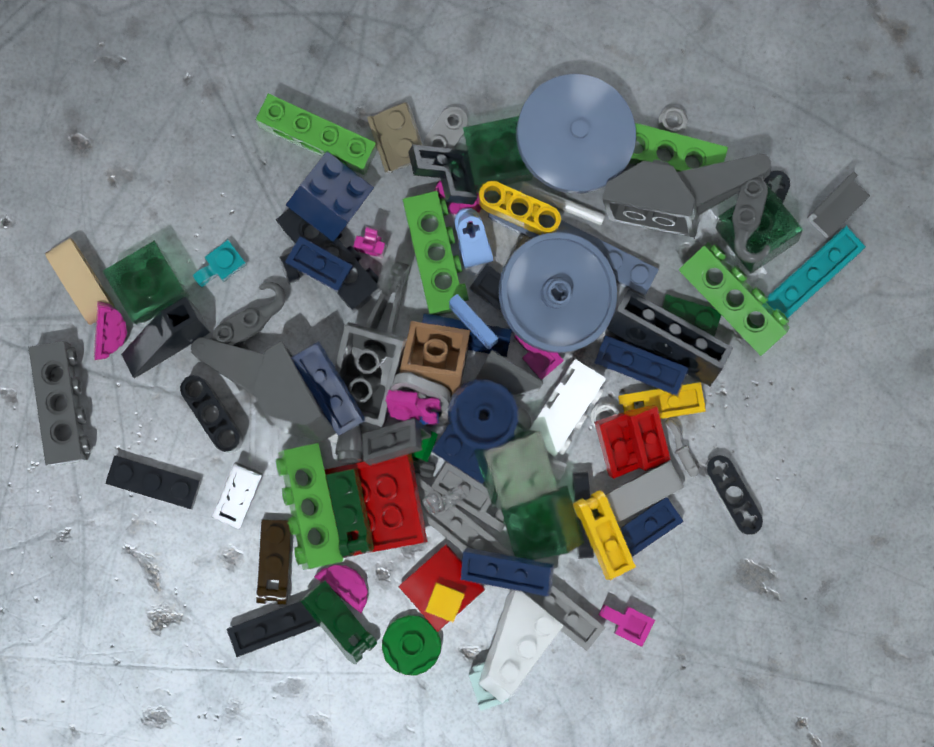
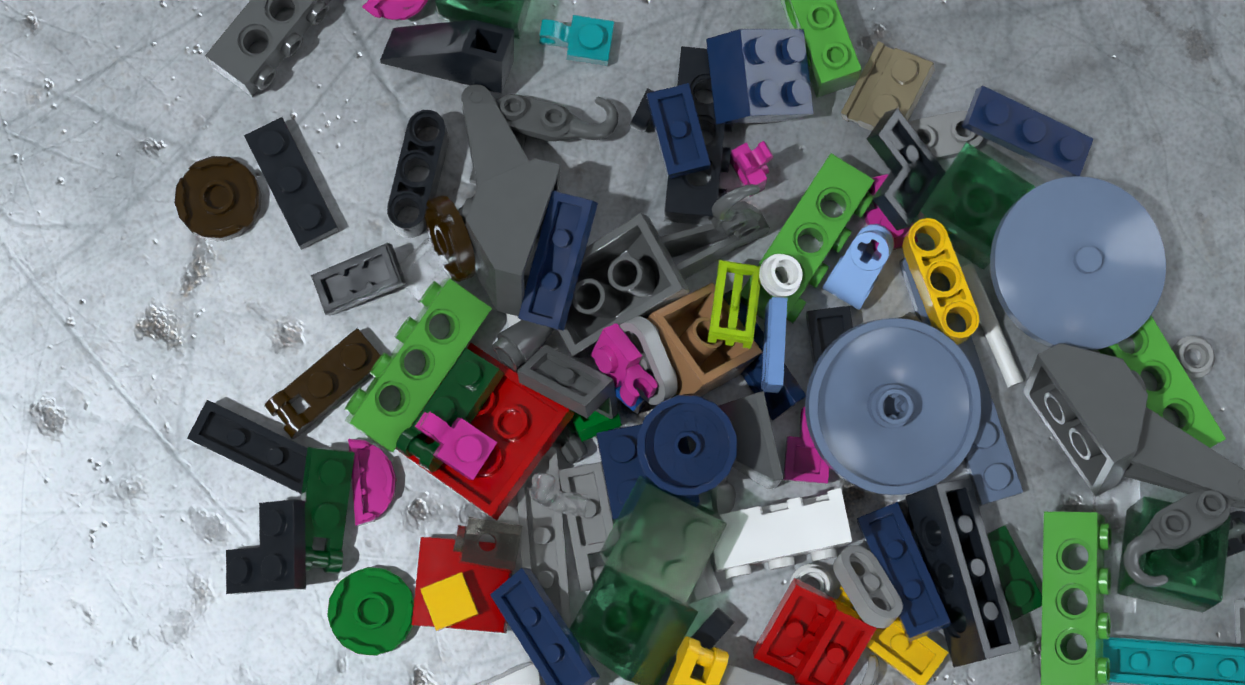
camera: 50 degrees right, 5 degrees down
(125, 527) = (218, 198): none -> dark brown tile
(263, 429) = (450, 238): none -> dark brown tile
(342, 668) = (281, 557): none -> black plate
(373, 523) = (460, 446): none -> dark pink plate
(444, 278) = (788, 268): none -> white plate
(447, 553) = (506, 547): none -> clear smoke brick
(448, 339) = (730, 333): none -> lime tile
(485, 90) = (1027, 132): none -> dark blue plate
(633, 391) = (867, 586): none -> light grey plate

